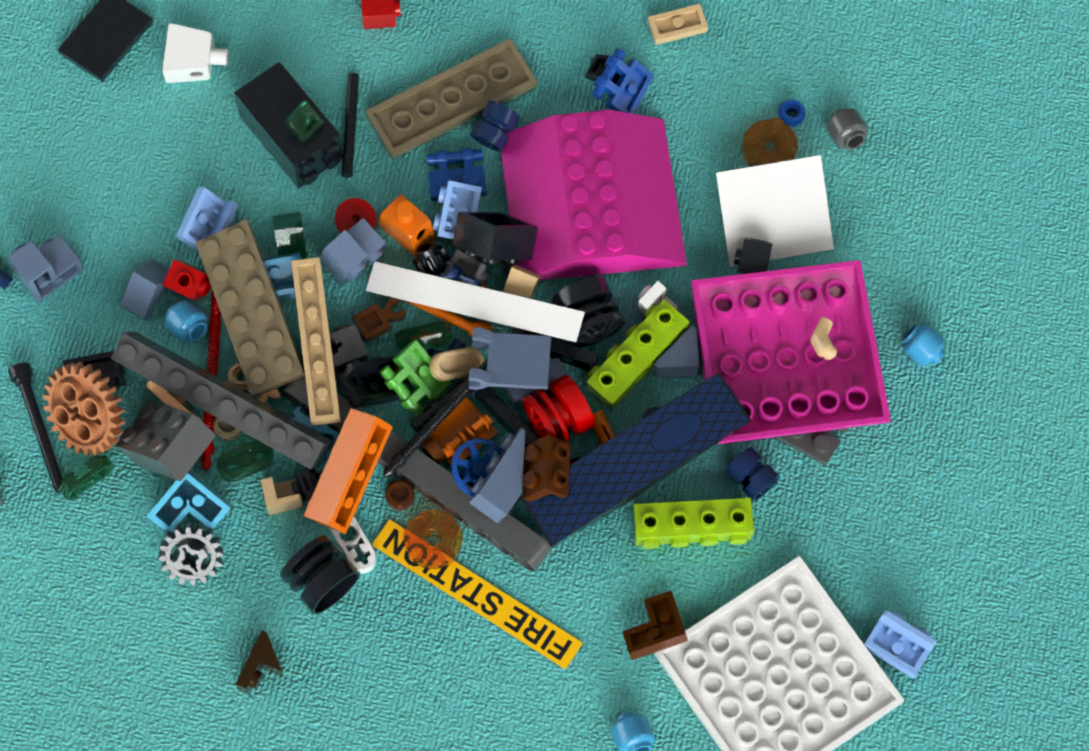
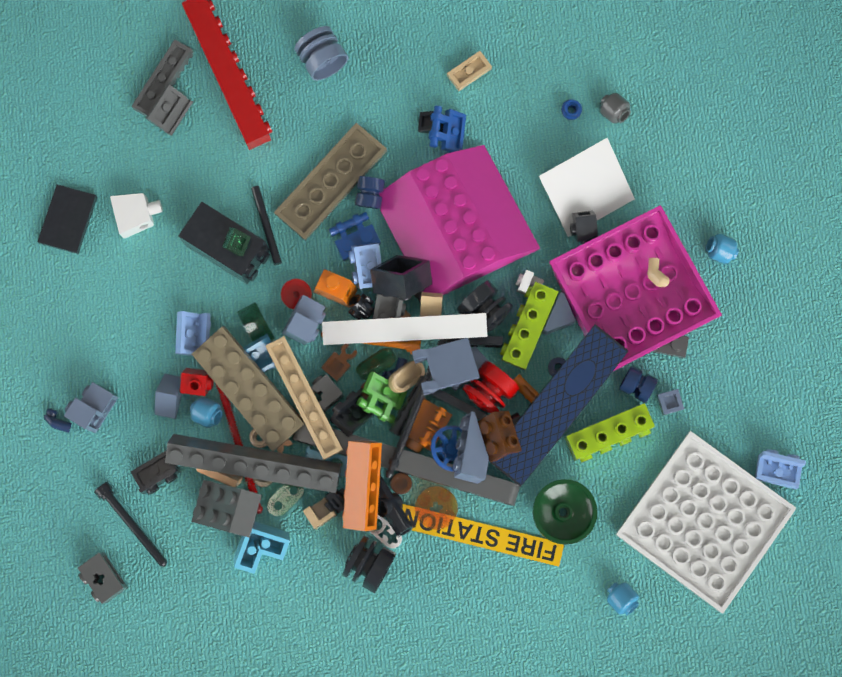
camera: 15 degrees left, 10 degrees up
(83, 409) = (159, 505): nougat gear -> none
(94, 471) = (183, 542): clear green plate -> none
(186, 564) = (276, 580): gear -> none
(260, 658) = (350, 634): dark brown slope -> none
(375, 516) = (390, 507): none -> black piece
(456, 274) = (384, 313): dark blue hand -> none
(601, 578) = (579, 507): none -> dark green dish
(661, 632) = (618, 517): reddish brown plate -> none
(769, 131) = (565, 127): clear orange plate -> none
(786, 512) = (670, 402): none -> sand blue plate

